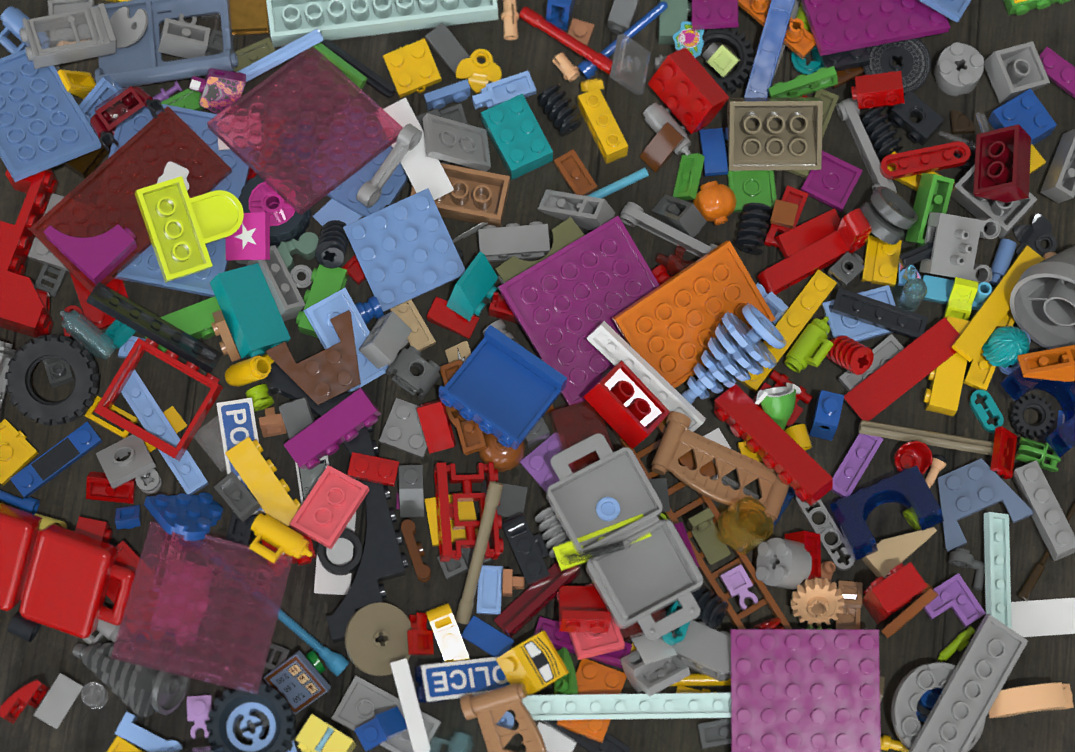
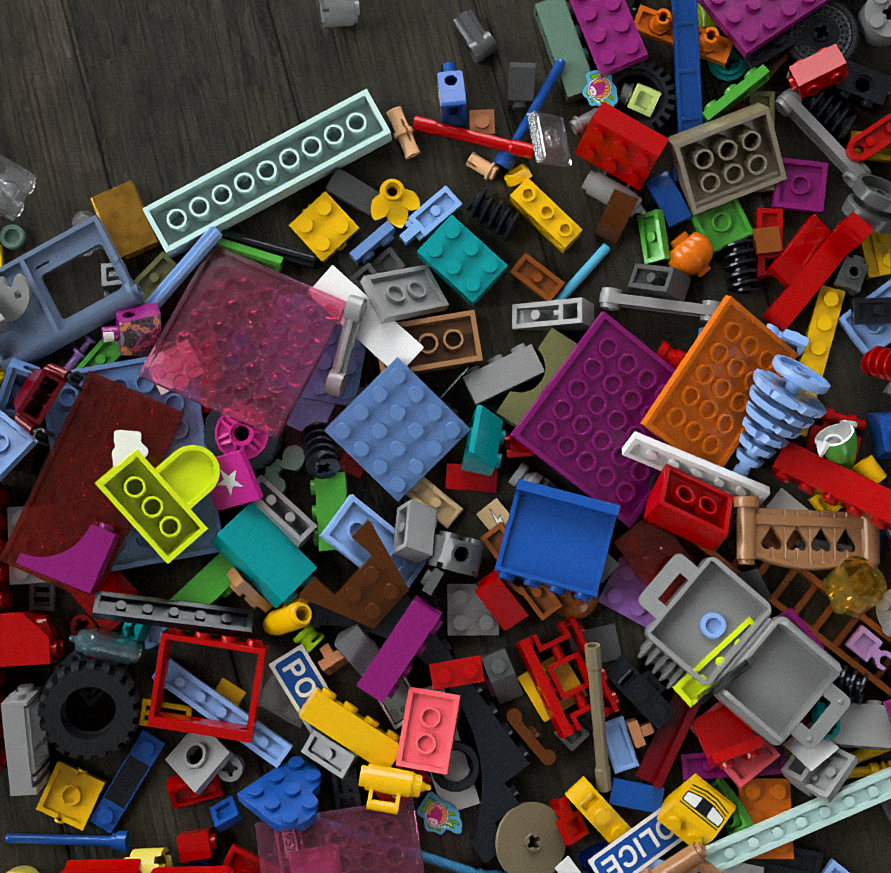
camera: 20 degrees left, 10 degrees up
(183, 38) = (75, 287): light grey brick -> none
(301, 269) = (305, 499): light grey plate -> none
(310, 591) = (439, 815): none -> sticker
(370, 309) = (383, 503): blue wheel -> none
(384, 386) = (431, 580): none -> dark grey plate
(674, 263) = (677, 335): clear red piece -> none
(706, 536) = (818, 609): olive bracket -> none
(810, 346) = (842, 368): lime piece -> none

